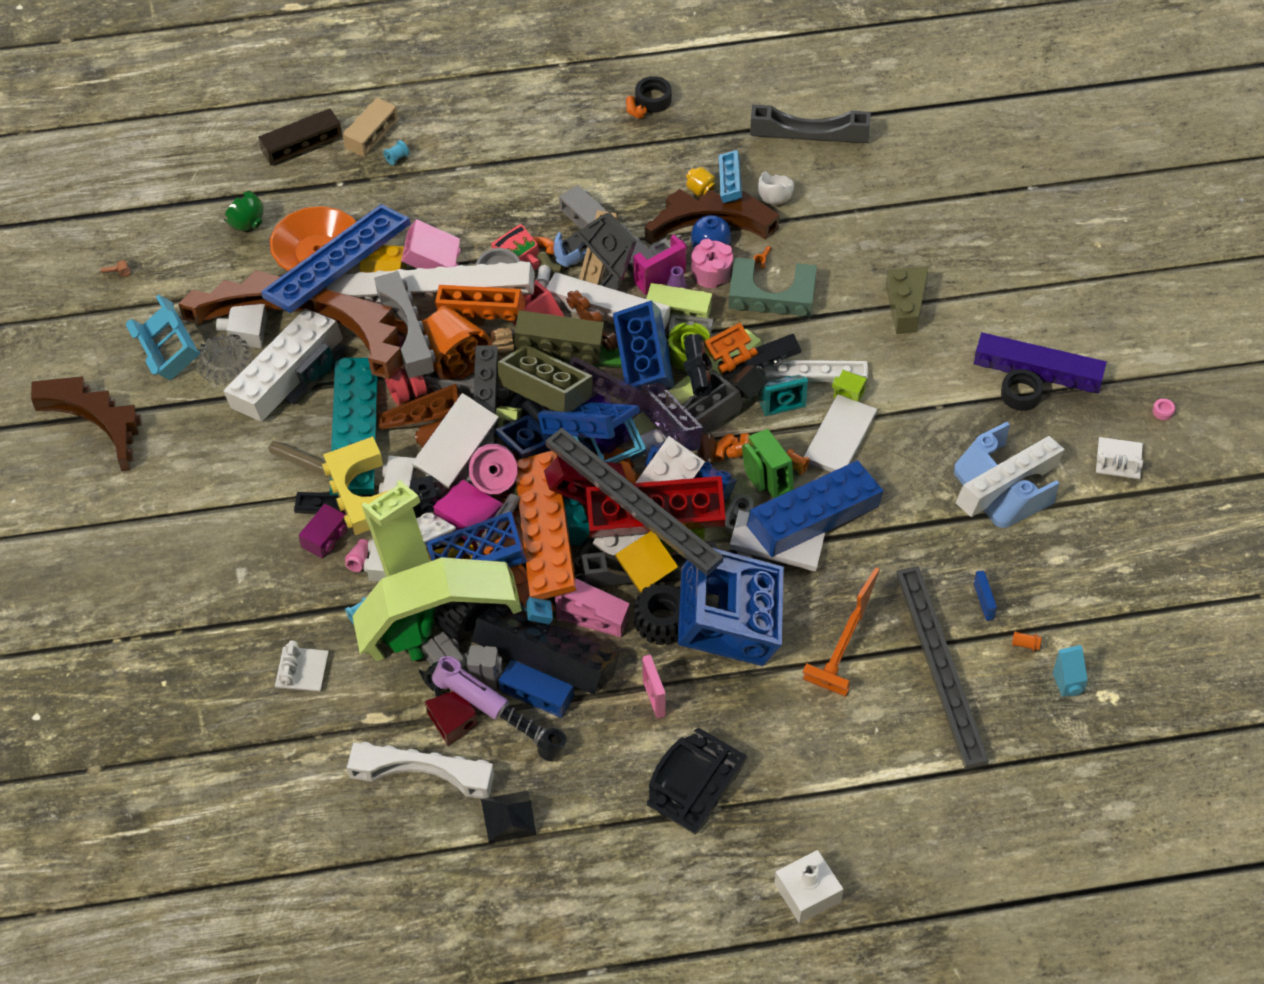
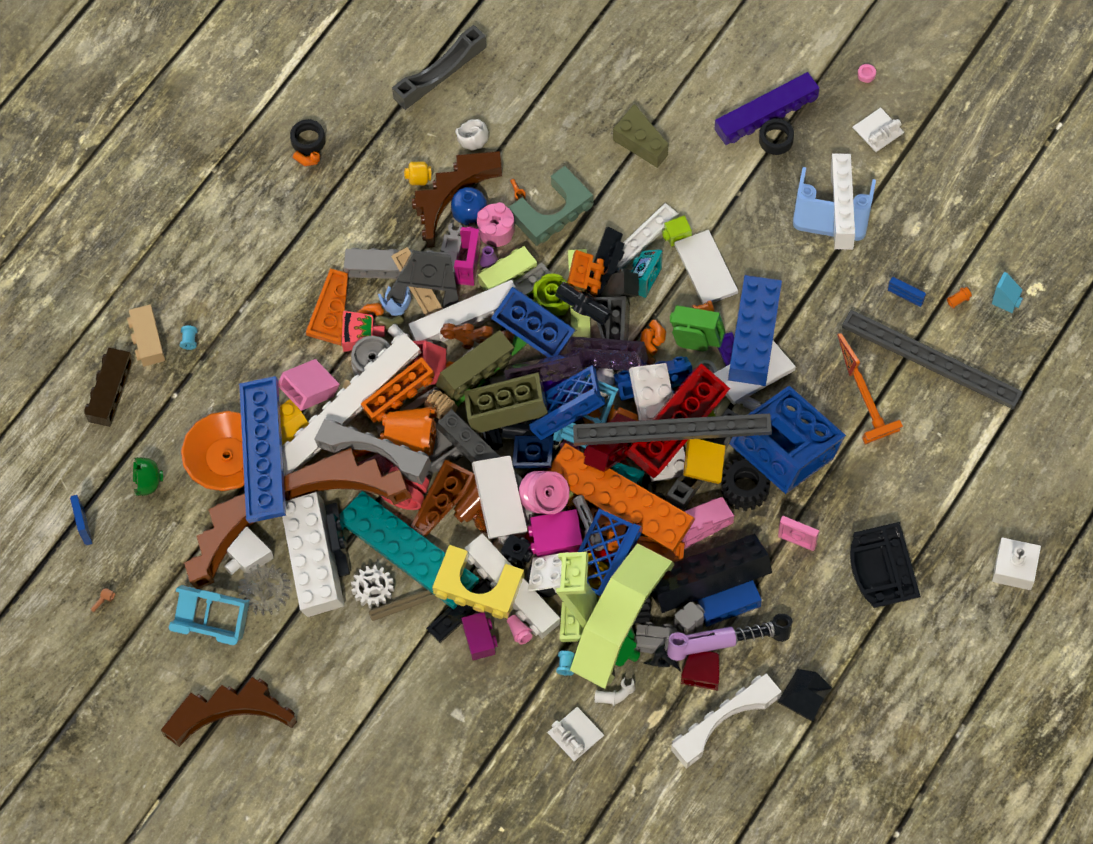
camera: 45 degrees left, 10 degrees up
(166, 201) = (81, 520): none -> blue tile
(286, 428) = (374, 594): none -> white gear
(363, 670) = (615, 697): none -> white piece
(508, 413) = (503, 446): yellowish green tile -> none
(527, 213) = (328, 313): none -> orange wing
(539, 610) = (685, 553): dark azure plate -> none
(730, 176) = (435, 152): dark azure plate -> none

